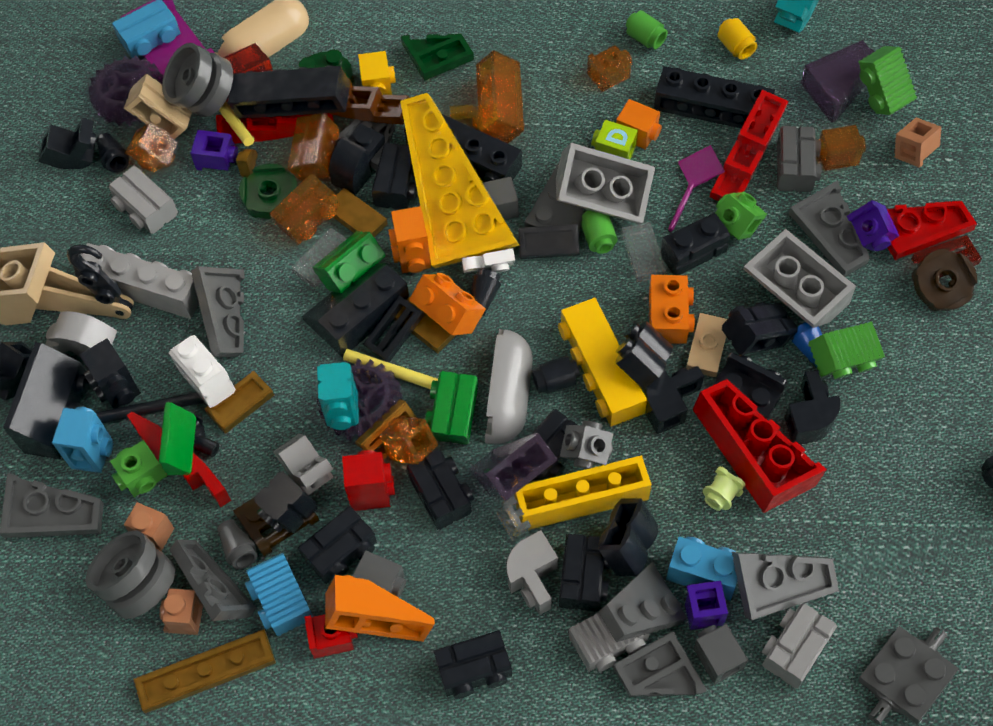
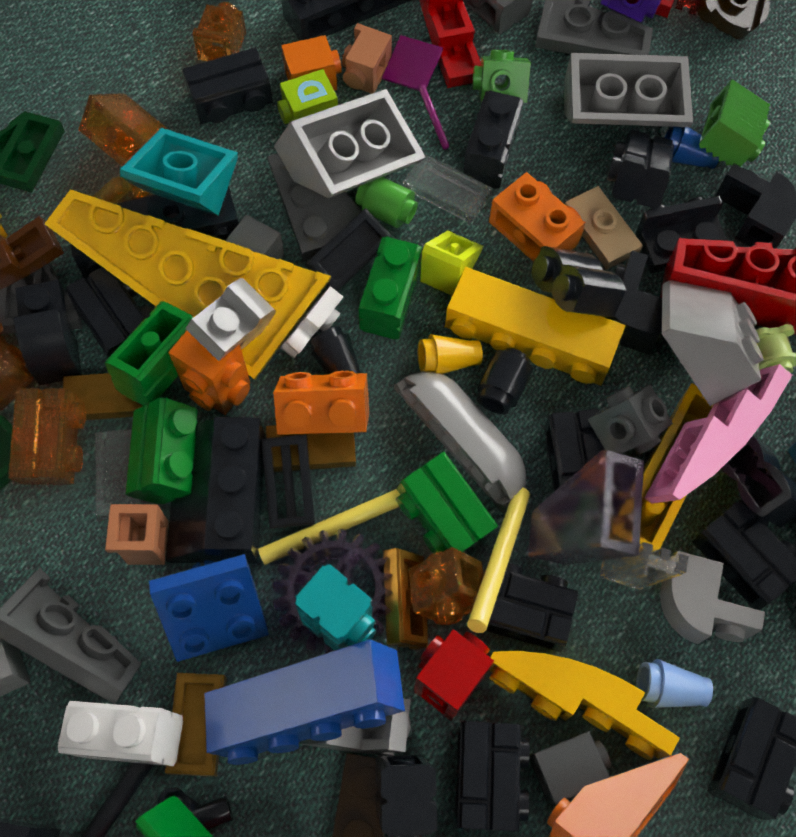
camera: 50 degrees left, 5 degrees up
(286, 424) = (304, 702): none -> blue brick
(293, 351) = (209, 607): none -> blue plate
(298, 290) = (137, 533): none -> nougat brick
(377, 205) = (142, 362): none -> green brick
(420, 549) = (564, 684): none -> yellow slope
(438, 221) = (231, 319): none -> light grey brick
(447, 450) = (498, 562): none -> light yellow bar
(470, 593) = (672, 686): none -> light blue cone
(493, 126) = (182, 170): none -> teal slope
(542, 337) = (448, 354): none -> yellow cone
(548, 277) = (390, 288): none -> green brick
(581, 100) = (228, 86): none -> black brick
(601, 285) = (446, 259): none -> neon yellow slope
(605, 484) = (712, 441): none -> bright pink slope
(674, 144) = (366, 58): none -> nougat brick
(674, 436) = (711, 338): none -> light grey slope

